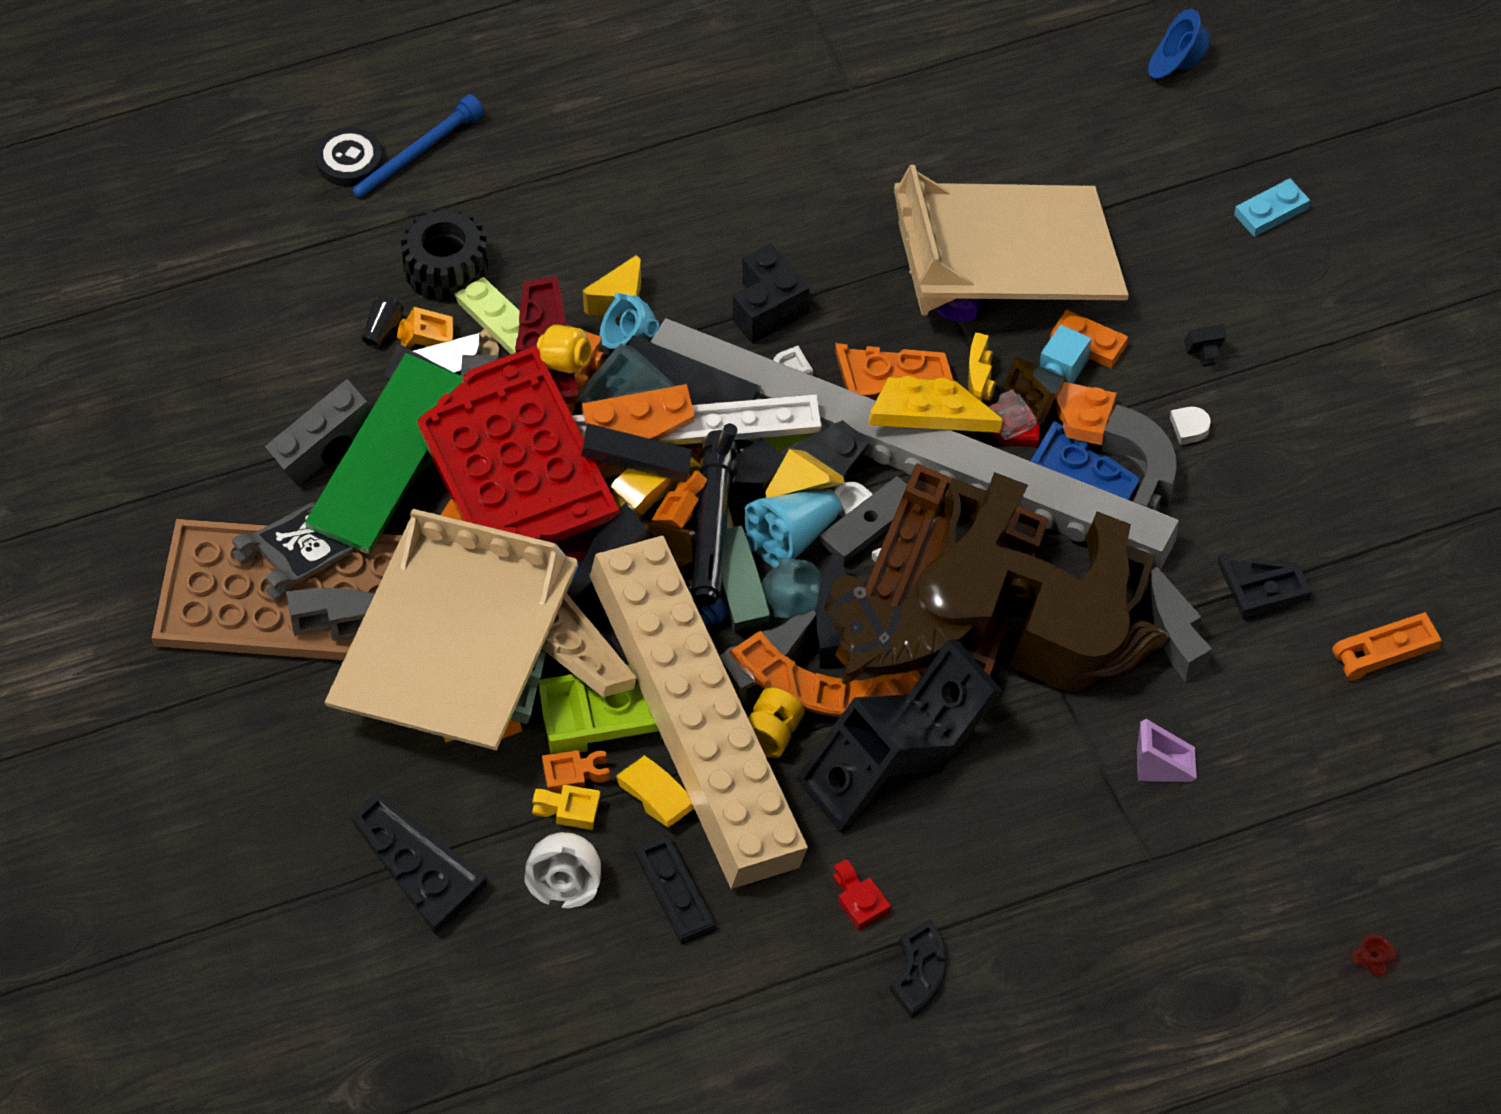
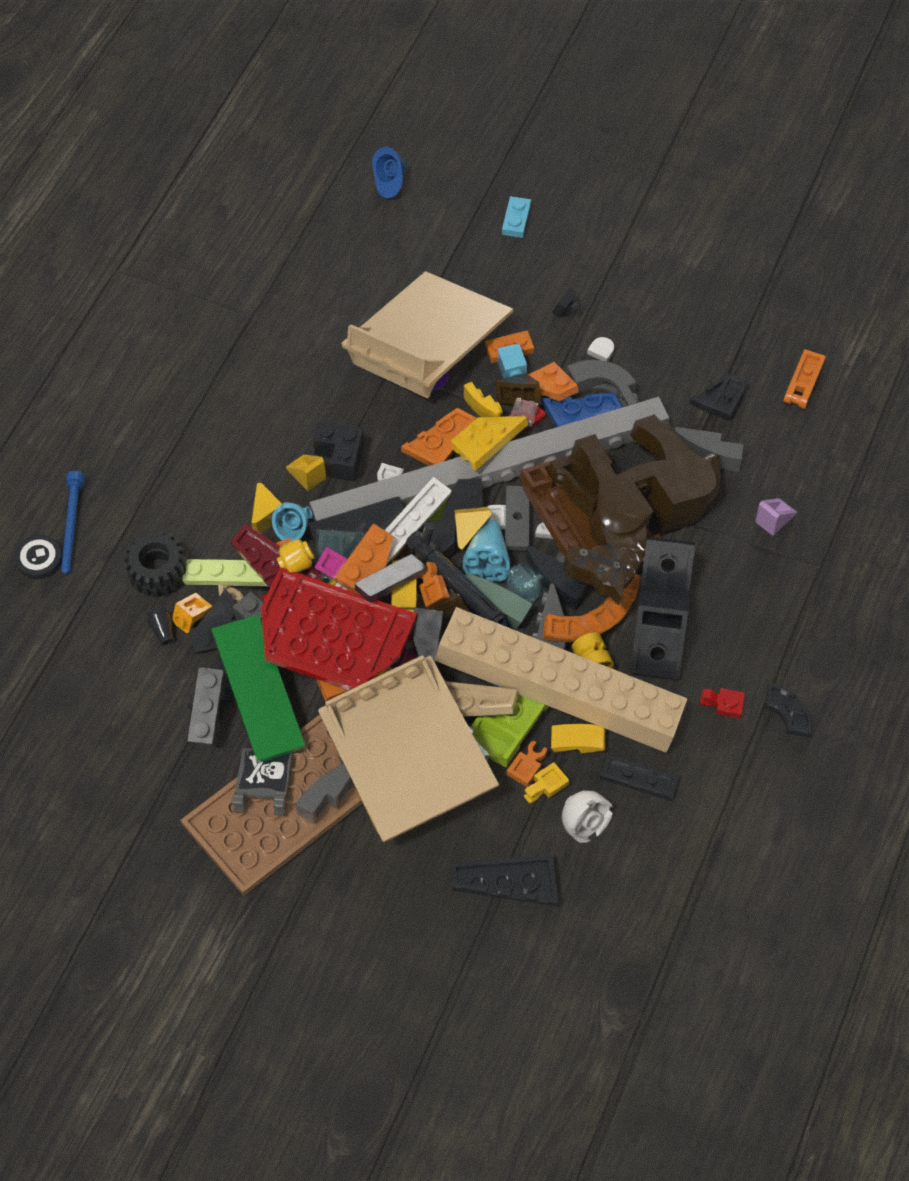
camera: 45 degrees left, 5 degrees up
(598, 385) = (330, 562): none -> dark pink plate
(709, 292) = (308, 471): none -> yellow slope

